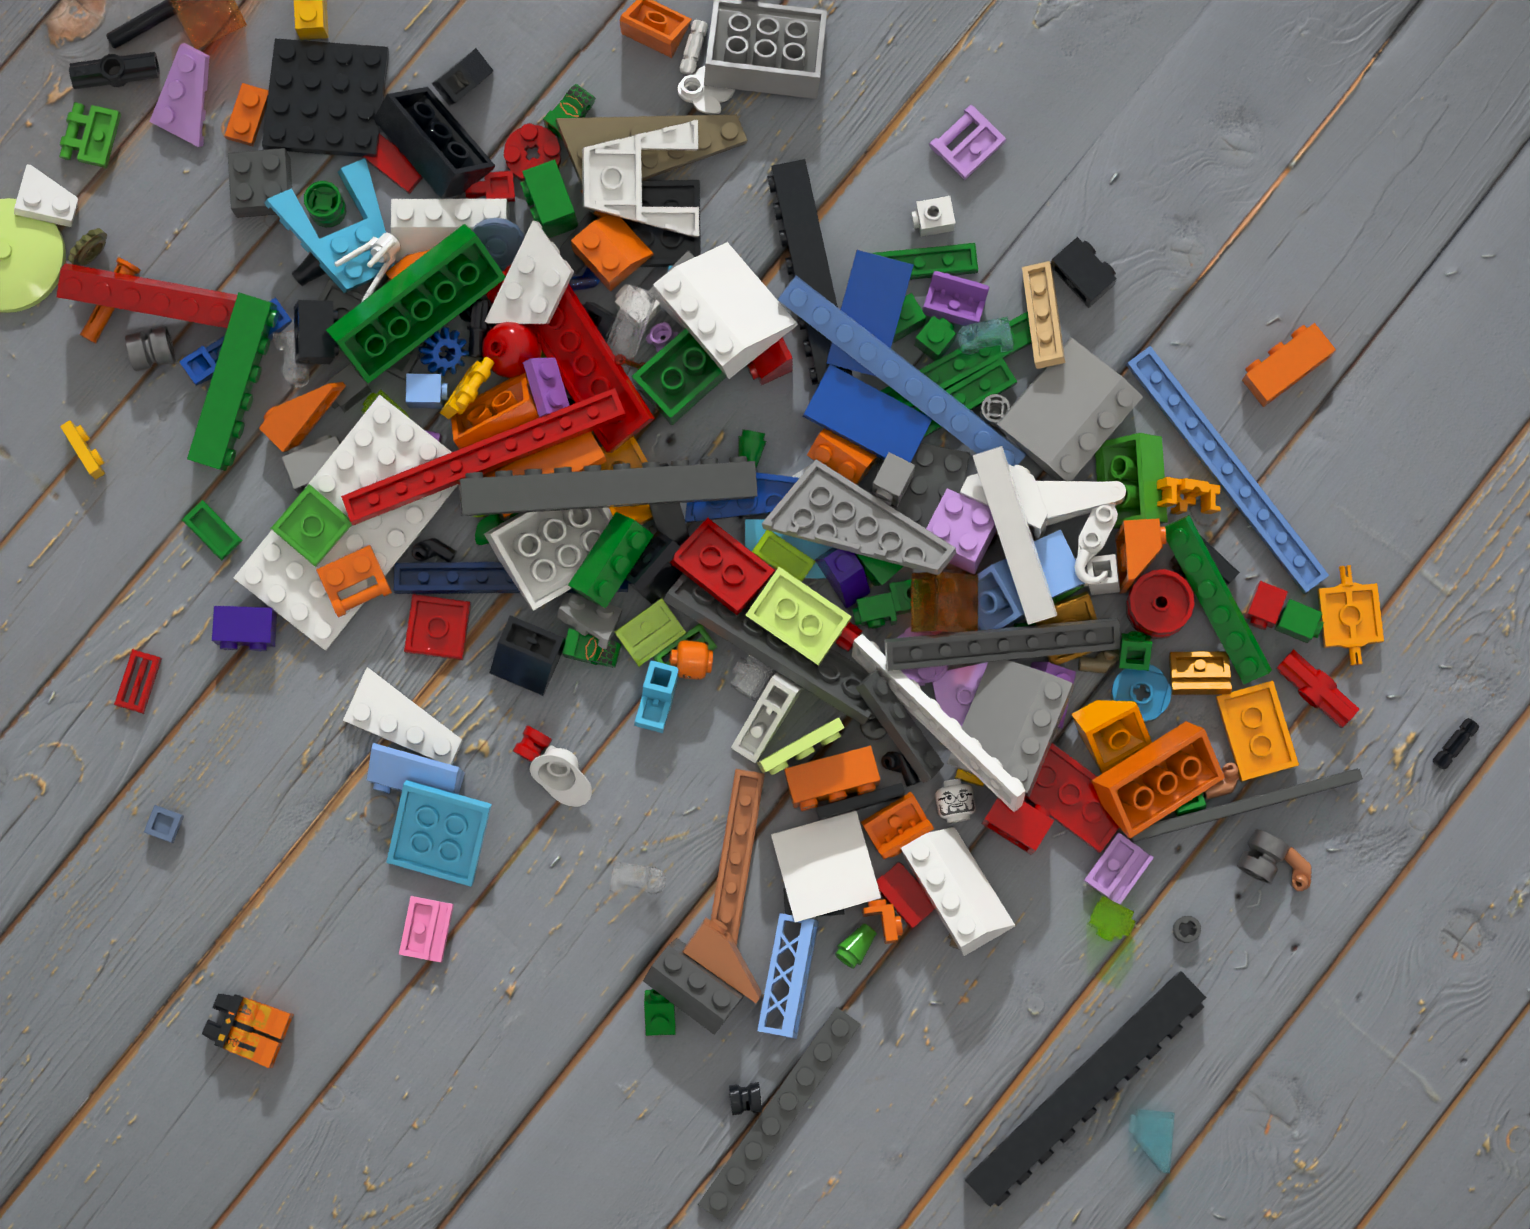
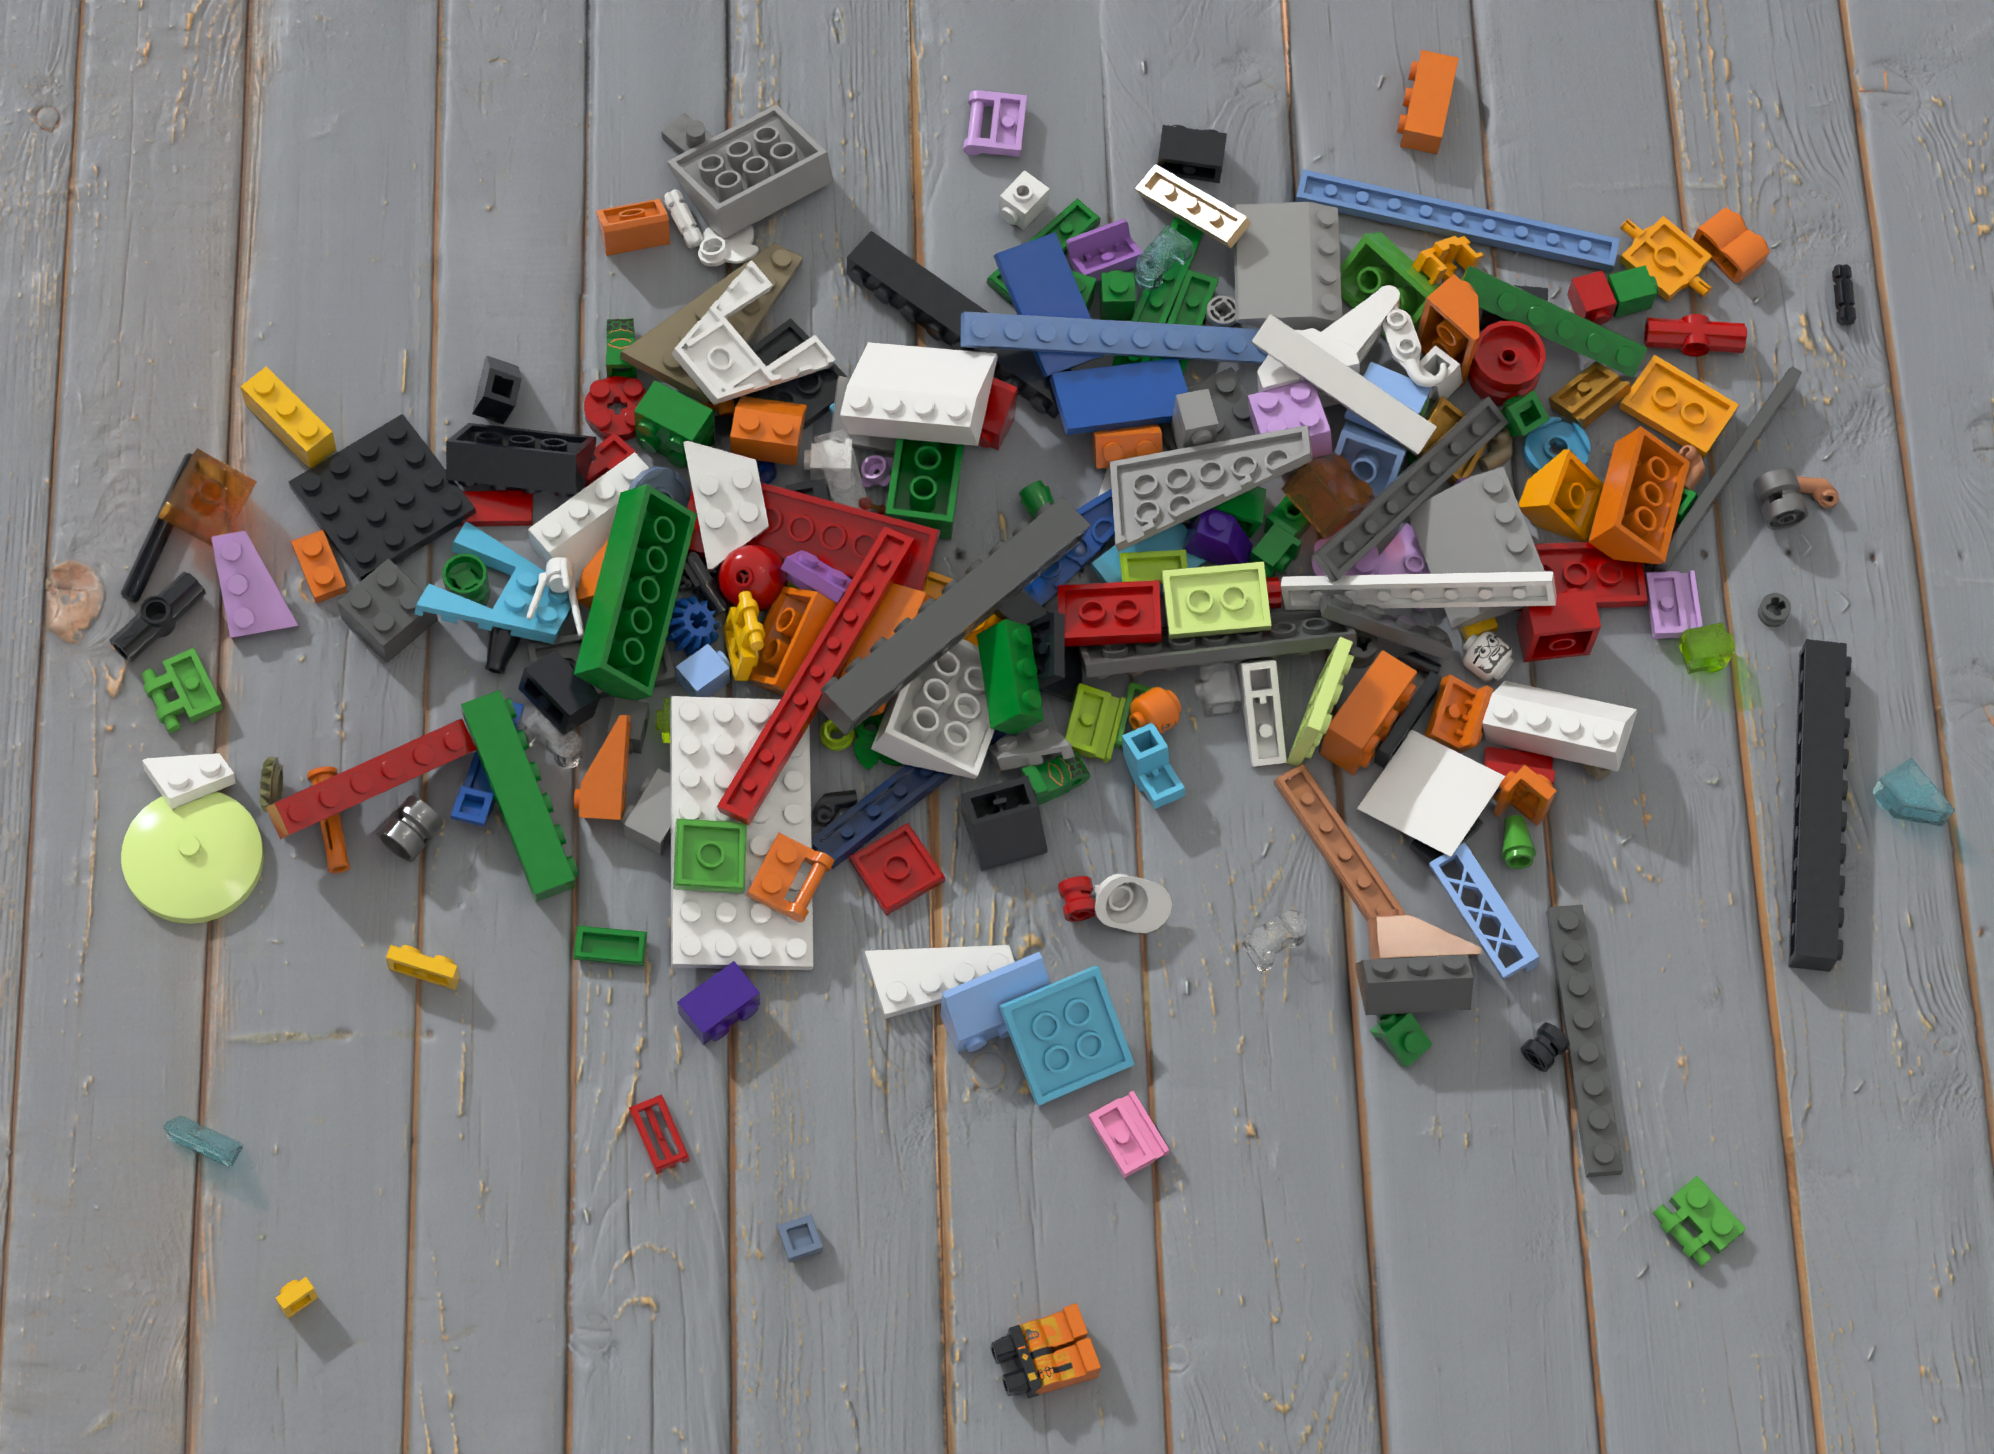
camera: 50 degrees left, 15 degrees down
(1407, 643) = (1732, 245): none -> orange brick

